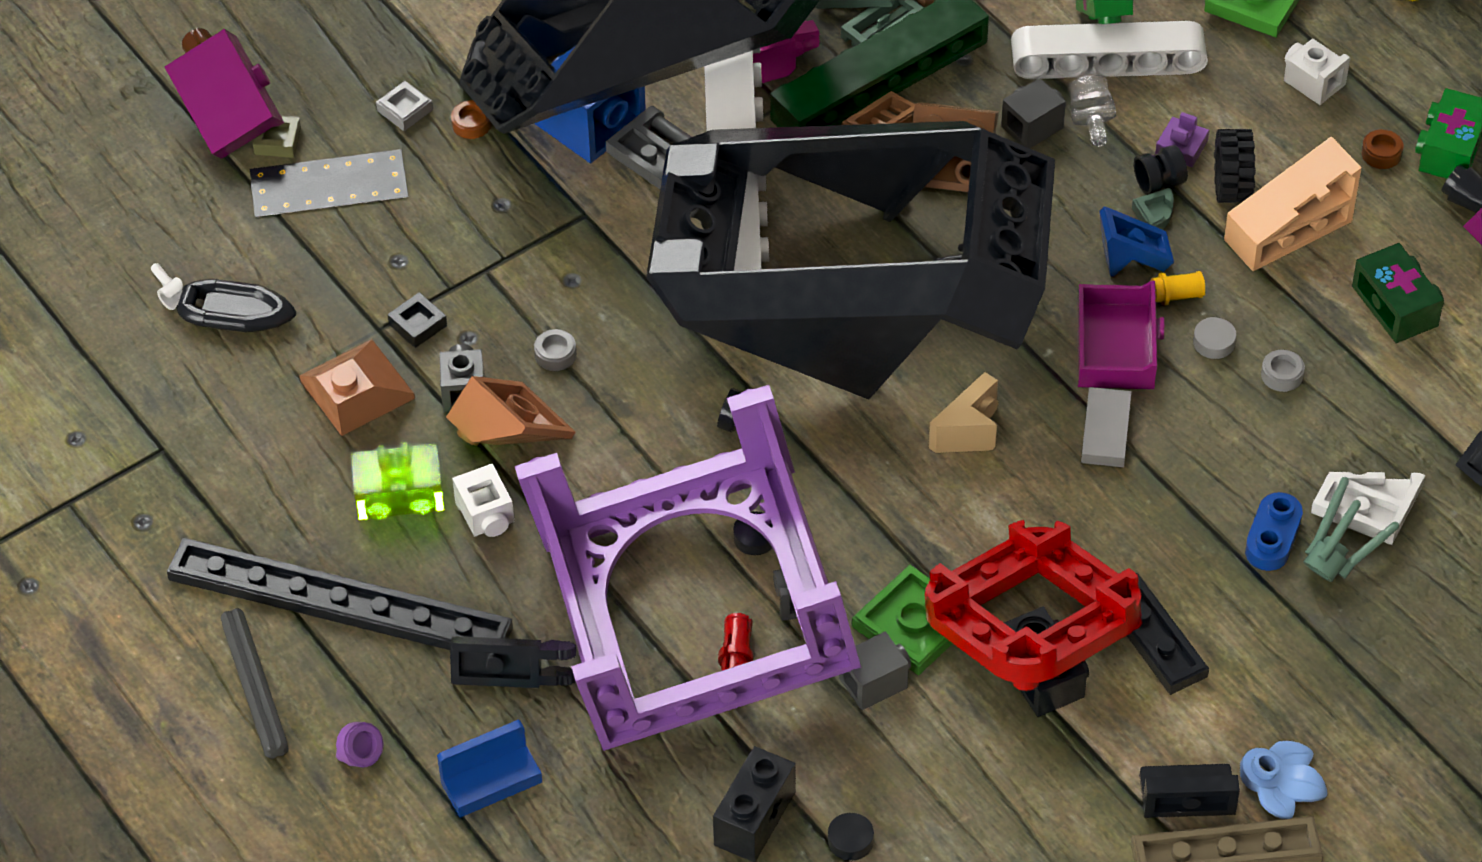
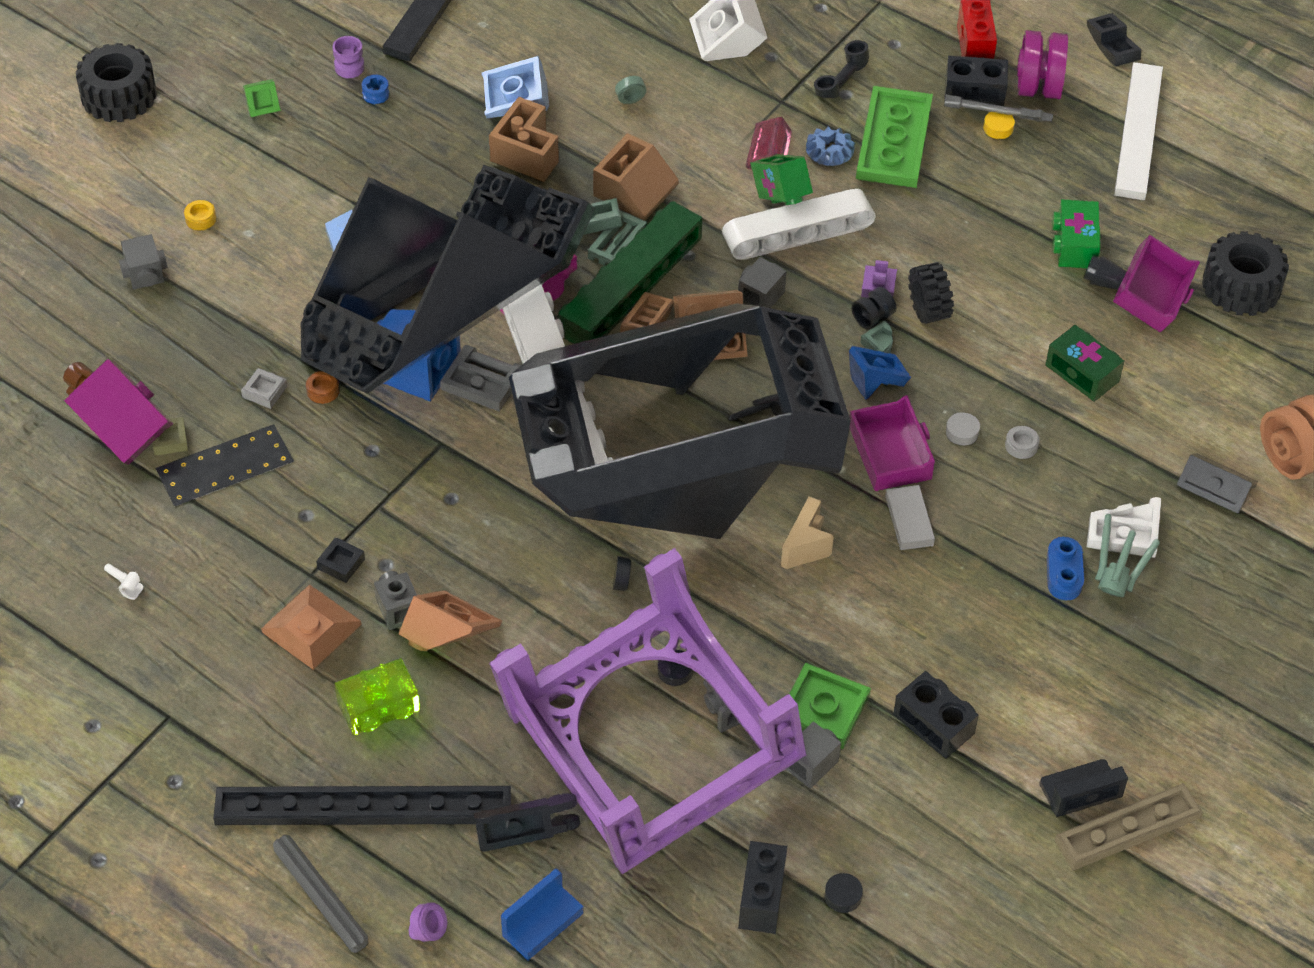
camera: 20 degrees left, 0 degrees up
(234, 306) = (187, 584): black piece -> none
(485, 509) = (454, 695): white brick -> none
(555, 350) = (460, 558): light grey tile -> none
(736, 641) = (699, 769): red pin -> none
(1024, 656) = (936, 713): red plate -> none
(1092, 106) = (802, 270): clear piece -> none
(1165, 646) = (1008, 670): black tile -> none
(1178, 287) = (923, 394): yellow pin -> none
(1286, 778) = (1148, 758): light blue plate -> none
(1295, 206) = (987, 313): light nougat wedge -> none
(1315, 70) = (957, 206): white brick -> none
(1382, 149) = (1027, 255): dark orange tile -> none

